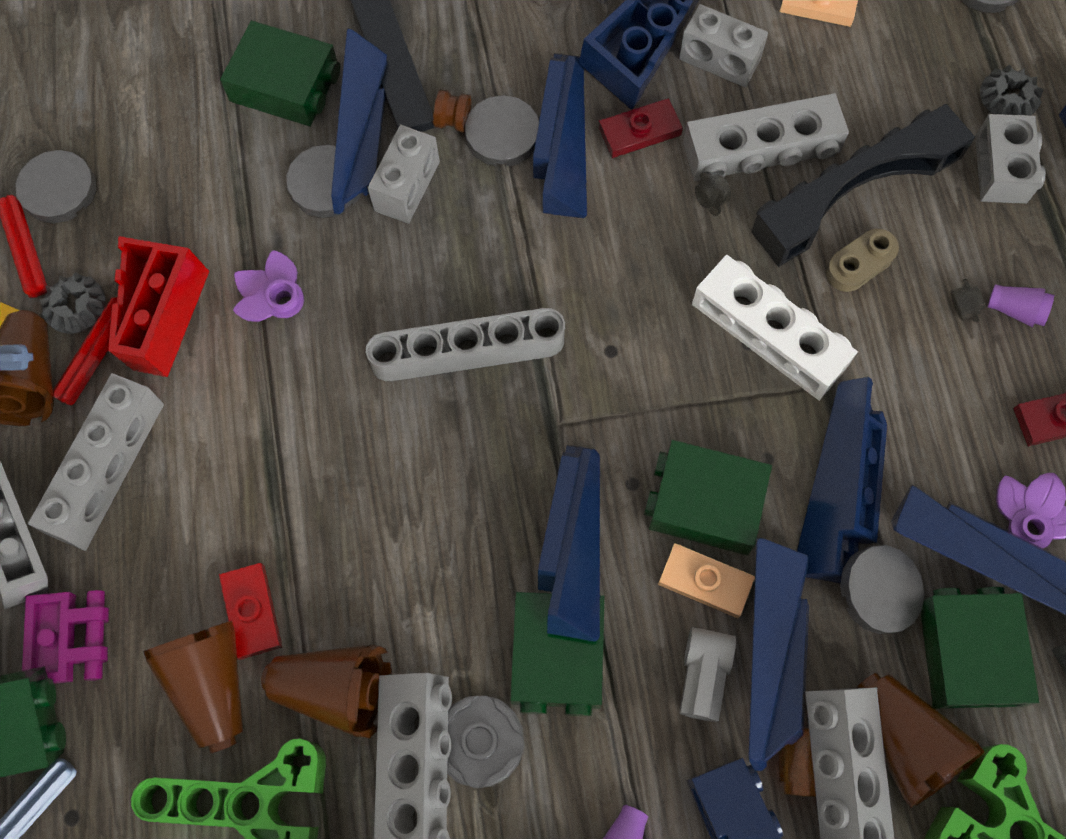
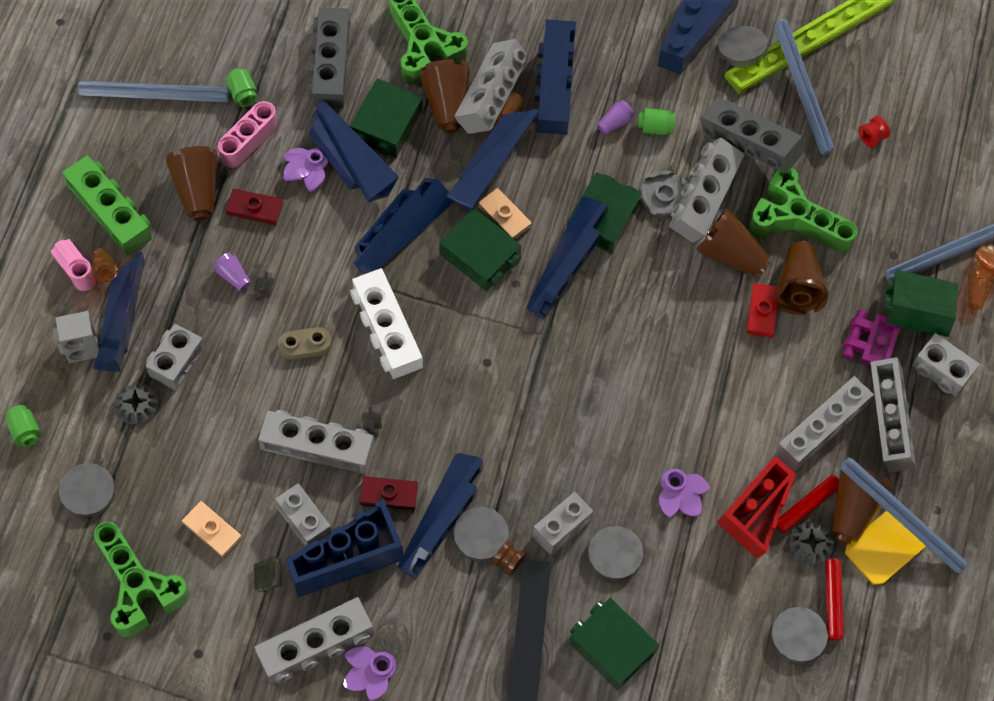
camera: 160 degrees left, 5 degrees down
(358, 120) = (577, 571): dark blue wedge -> none
(448, 336) = (584, 406): light grey beam -> none
(708, 661) = (528, 174): light grey piece -> none
(882, 589) = (416, 164): flat silver tile -> none
(921, 148) = (219, 389): black arch -> none

